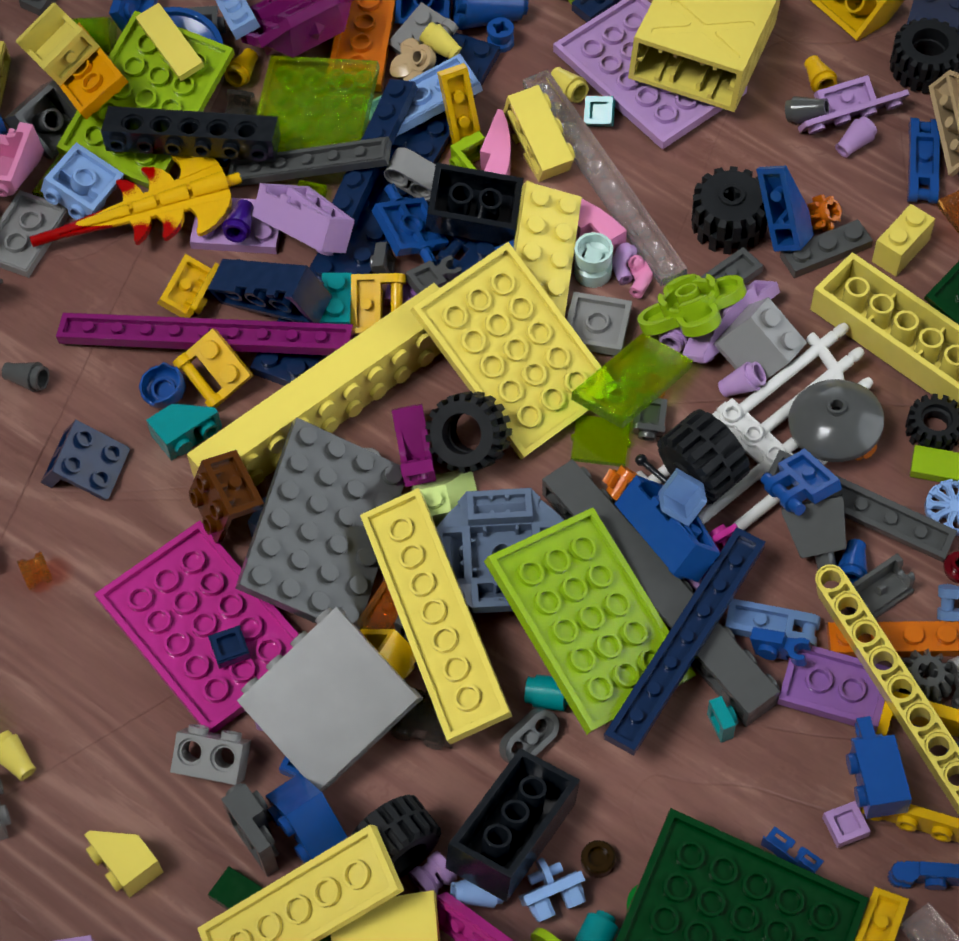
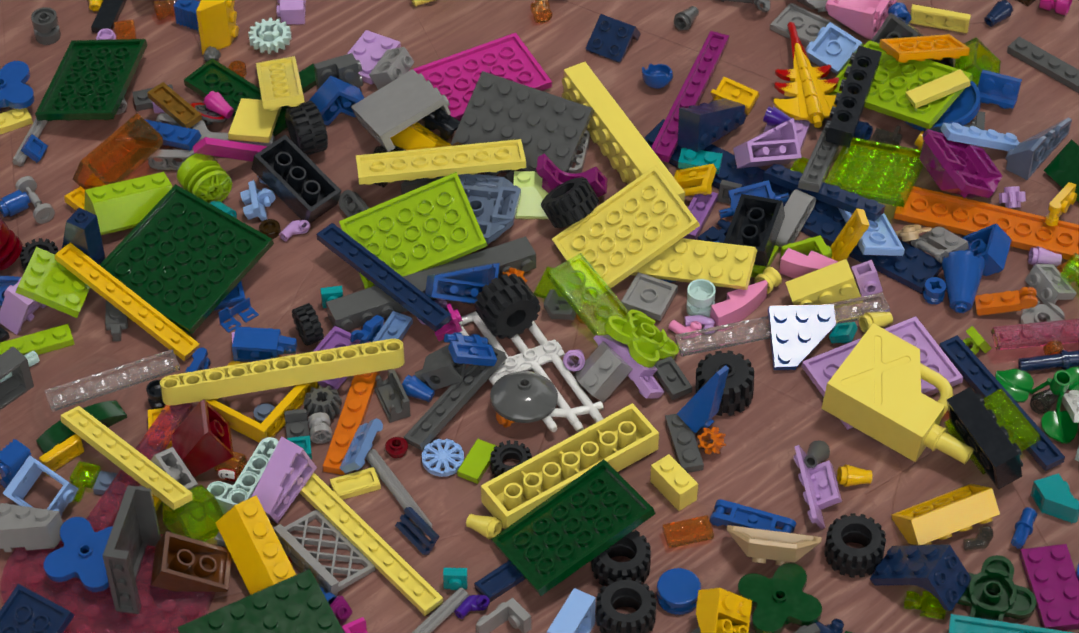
camera: 100 degrees right, 10 degrees down
(57, 43) = (959, 33): light yellow panel -> none
(126, 857) = (345, 31): light yellow slope -> none
(172, 811) = (369, 51): none -> lavender plate
(183, 427) = (622, 80): teal slope -> none
(220, 362) = (661, 96): yellow plate -> none
(223, 493) = (551, 73): reddish brown bracket -> none
(229, 647) = (458, 82): dark blue tile -> none
(428, 273) = (704, 206): dark grey plate -> none
(440, 41) = (922, 242): light yellow cone -> none
(507, 85) = (867, 278): none -> lavender brick
(588, 818) = (294, 228): none -> lavender arm
(618, 153) = (797, 332): none -> plate
(682, 497) = (472, 278): medium blue panel -> none
(797, 730) = (307, 324): none -> black tyre
(857, 135) = (785, 484): lavender cone -> none

